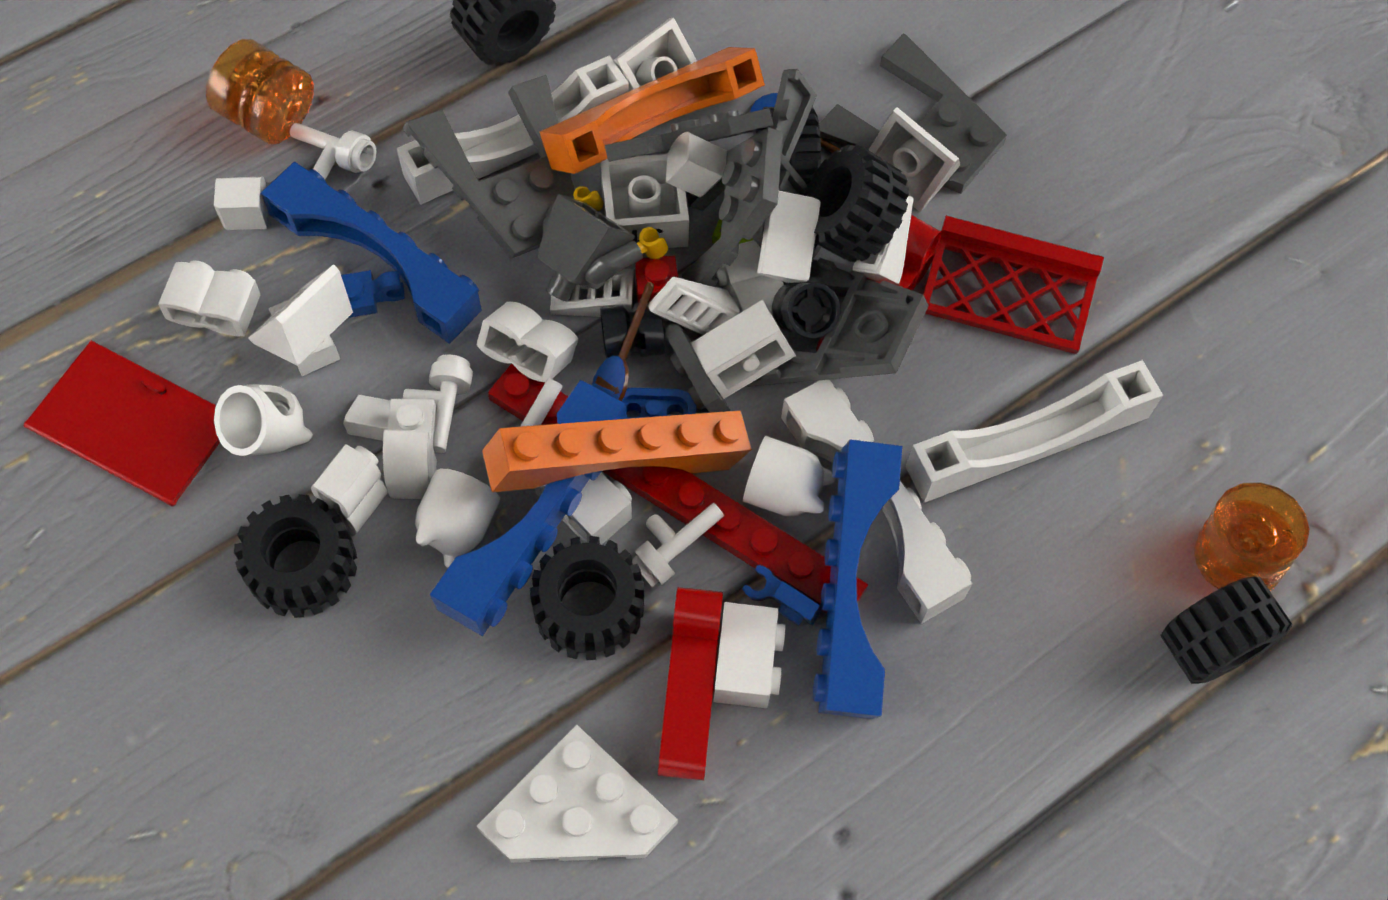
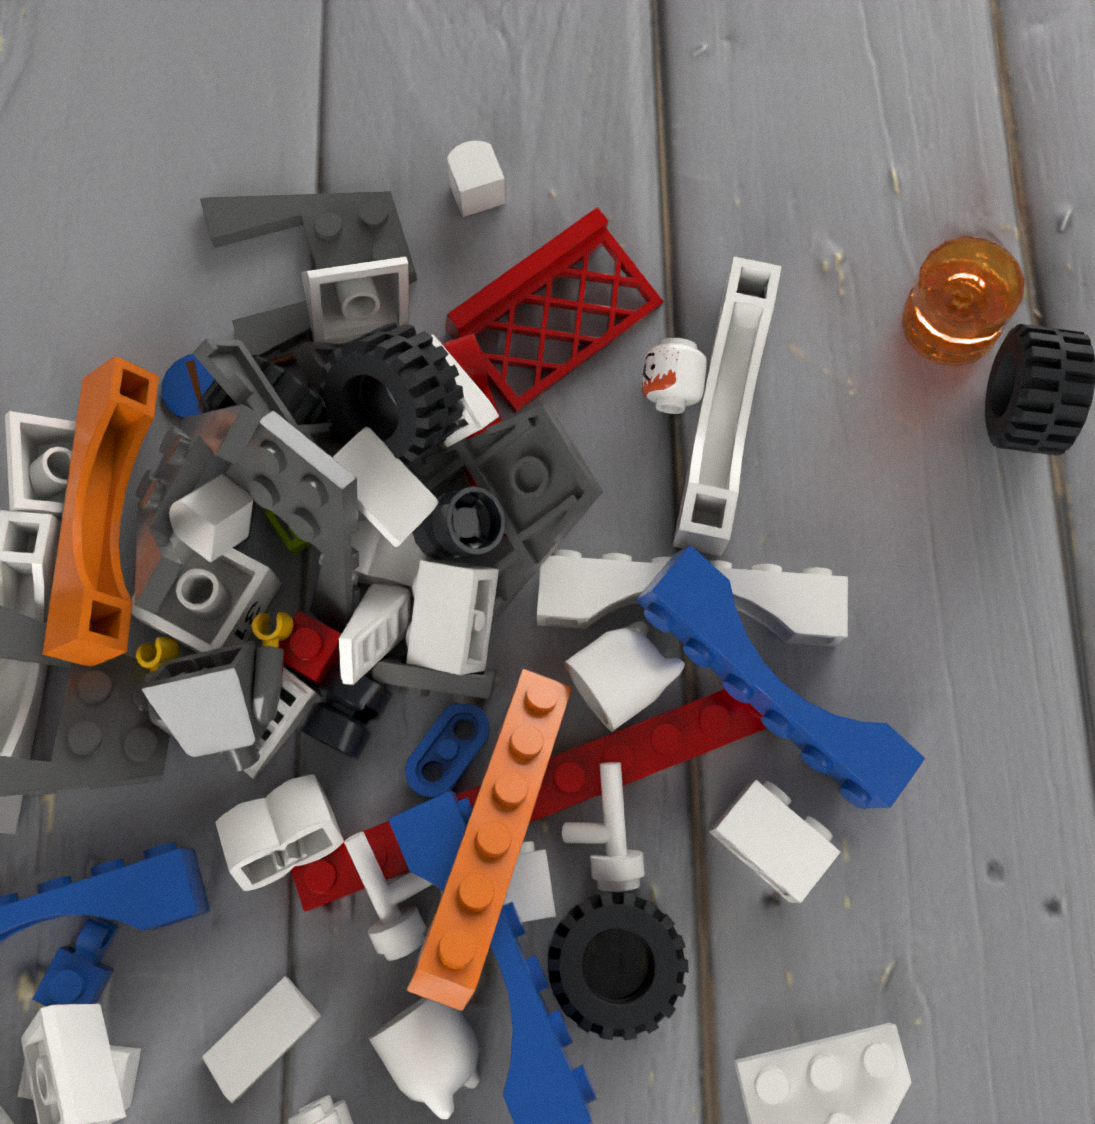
camera: 55 degrees left, 10 degrees up
(408, 448) = (319, 1051): white brick -> none
(451, 377) = (258, 941): white piece -> none
(614, 373) = (382, 770): piece -> none
(690, 684) = (813, 955): red beam -> none
(792, 603) = (748, 757): blue plate -> none
(1027, 385) = (674, 375): none -> white head
(1060, 175) = (475, 177): none -> white piece

